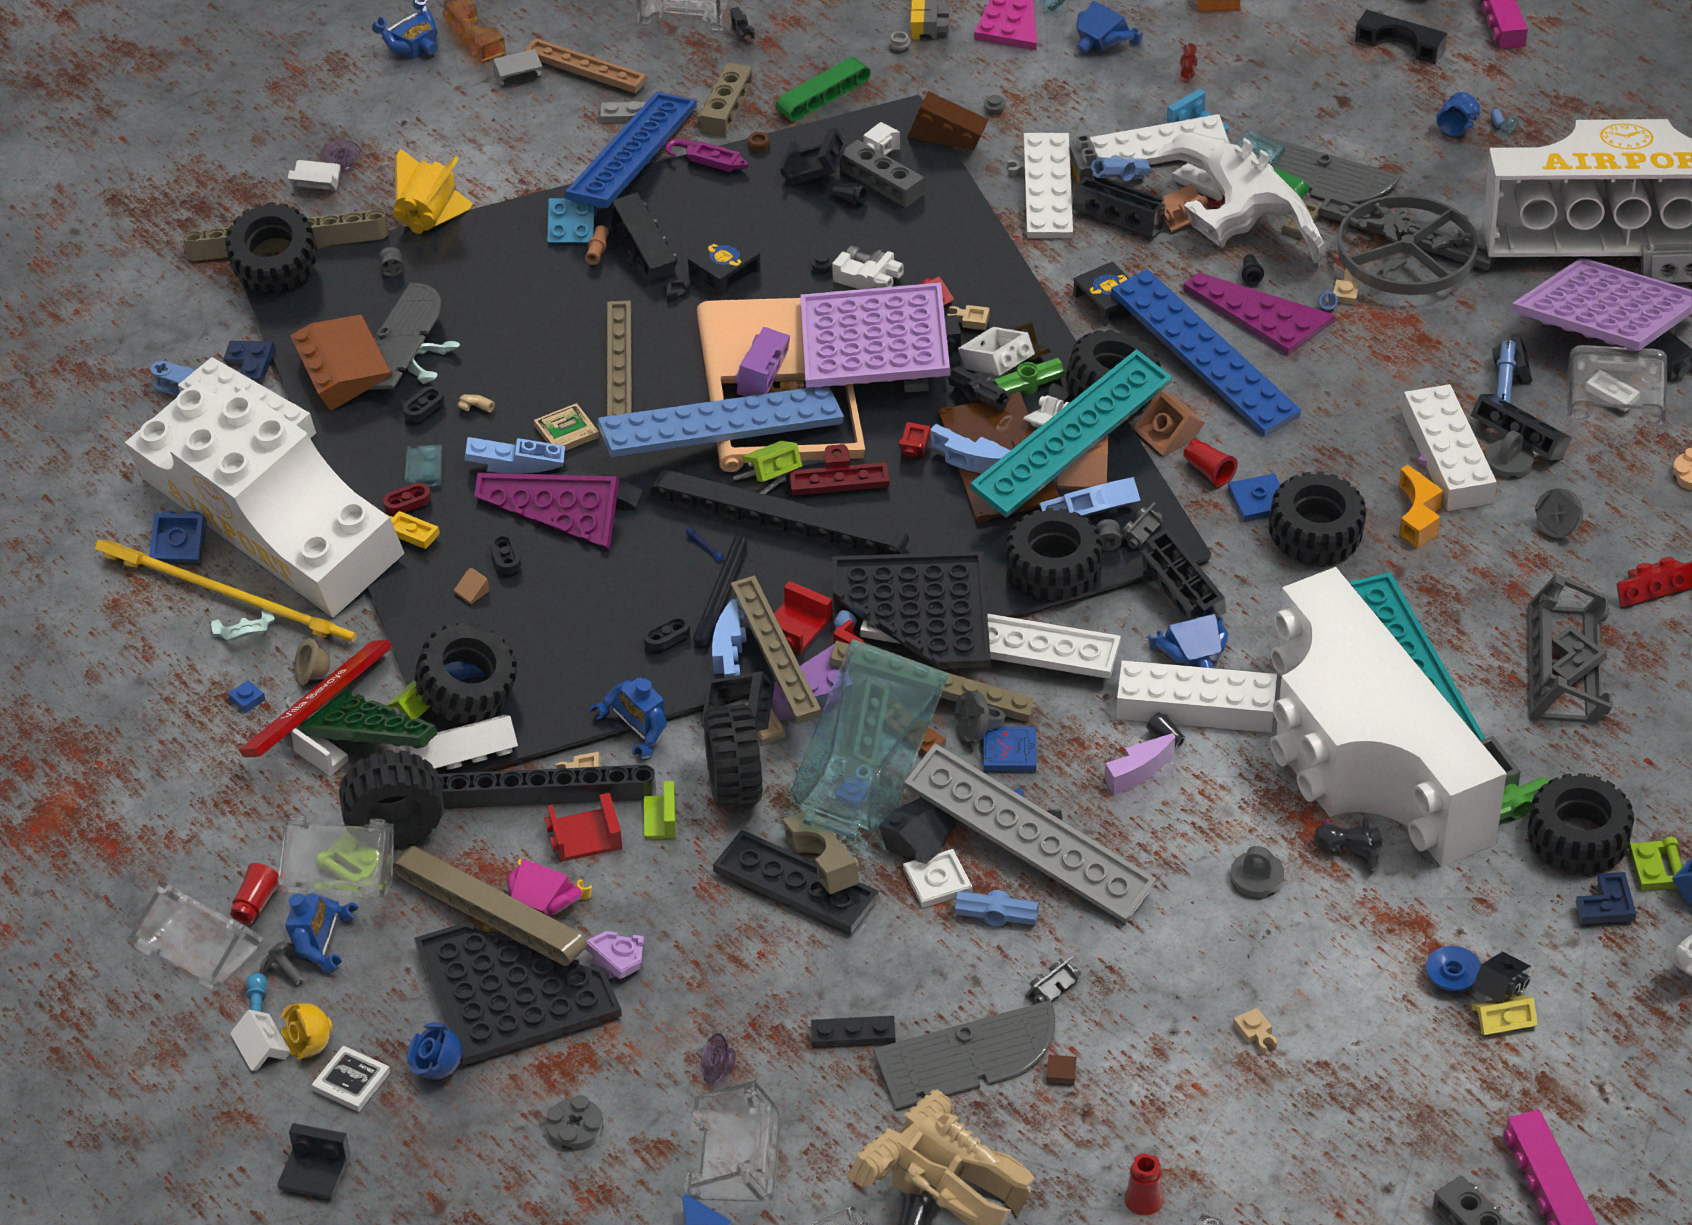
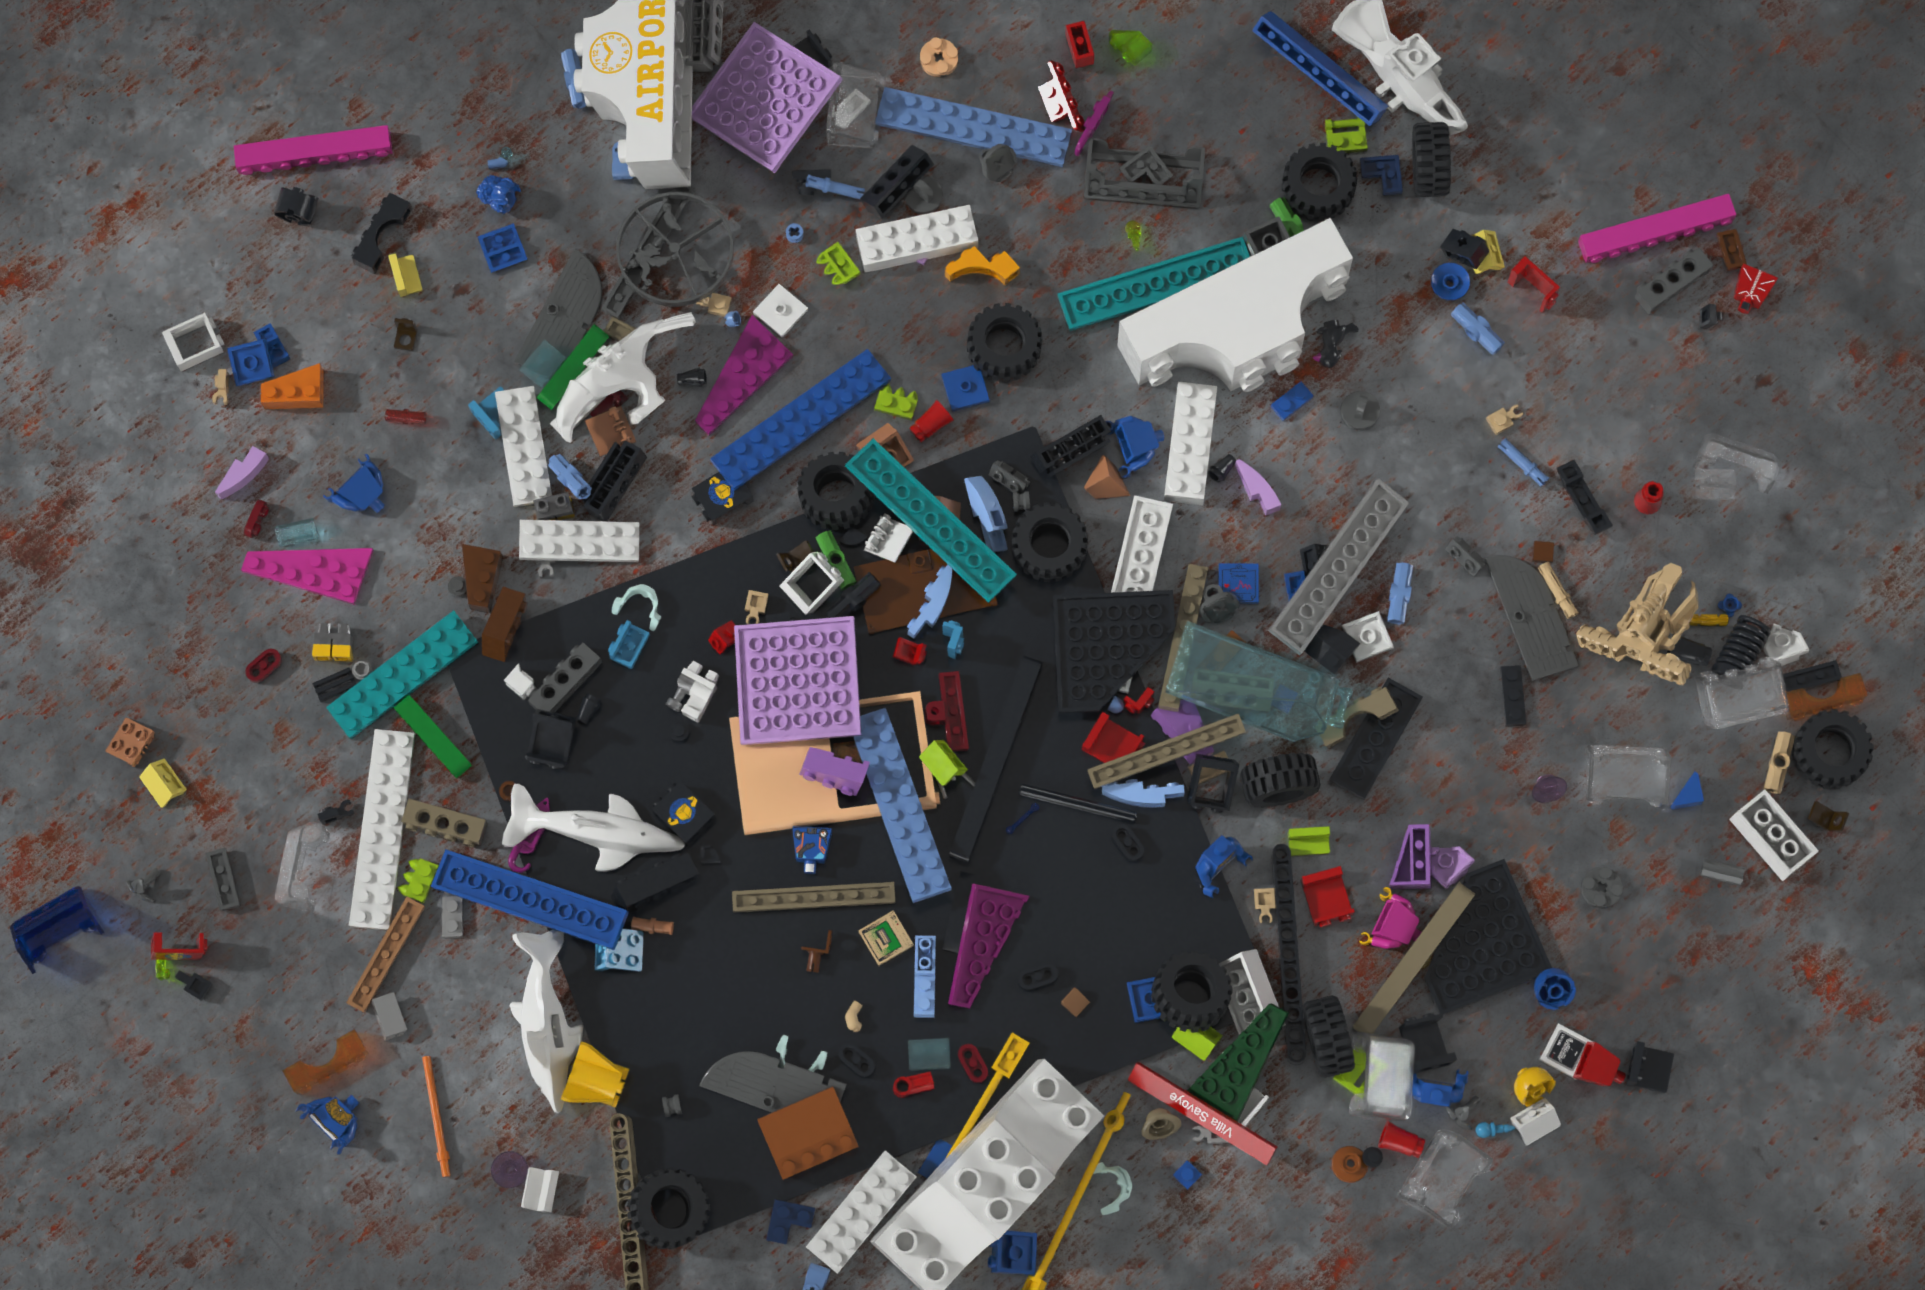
camera: 90 degrees left, 30 degrees up
(235, 853) = (1342, 1170): none -> dark orange piece
(237, 869) = (1372, 1157): none -> black plate
(322, 1100) = (1598, 1066): none -> red torso
(365, 111) = (442, 1155): none -> orange bar
(378, 921) = (1427, 1042): none -> black panel
(387, 446) = (915, 1083): none -> red piece
(485, 163) = (545, 1033): none -> white animal
(555, 368) = (815, 954): none -> reddish brown bracket
(627, 911) = (1414, 861): none -> medium lavender wedge
(669, 86) = (419, 881): none -> lime plate
(679, 363) = (811, 846): none -> blue torso
(705, 209) = (616, 834): none -> white animal
(708, 60) = (382, 830): none -> white plate
(887, 22) = (317, 684): none -> black tile
(890, 63) = (402, 674): none -> teal plate
(924, 217) = (628, 644): none -> dark azure bracket
(926, 468) = (953, 630): none -> dark azure bracket
(977, 214) = (646, 591): none -> light aqua helmet
(994, 1086) = (1562, 597): none -> tan pin
(1007, 114) = (482, 575): none -> reddish brown wedge
(1142, 619) = (1106, 481): none -> nougat slope
(1142, 1117) = (1582, 498): none -> black slope
(1183, 1054) = (1523, 462): none -> medium blue pin
(1235, 438) = (896, 403): none -> lime plate
(1265, 804) = (1292, 401): none -> blue plate
(1289, 60) = (405, 327): none -> dark brown bracket
(1343, 340) = (780, 310): none -> white plate
(1354, 54) = (405, 274): none -> light yellow panel
(1387, 999) = (1477, 328): none -> medium blue piece
(1396, 126) = (502, 248): none -> blue slope
(1414, 379) = (839, 263): none -> lime plate
(1444, 350) = (793, 227): none -> medium blue bush
(1445, 1072) = (1537, 278): none -> red panel
(1491, 650) = (1133, 232): none -> clear neon green bar
(1609, 503) = (972, 126): none -> medium blue plate
(1618, 902) = (1431, 159): none -> black tyre
(1635, 607) = (1092, 123): none -> magenta plate

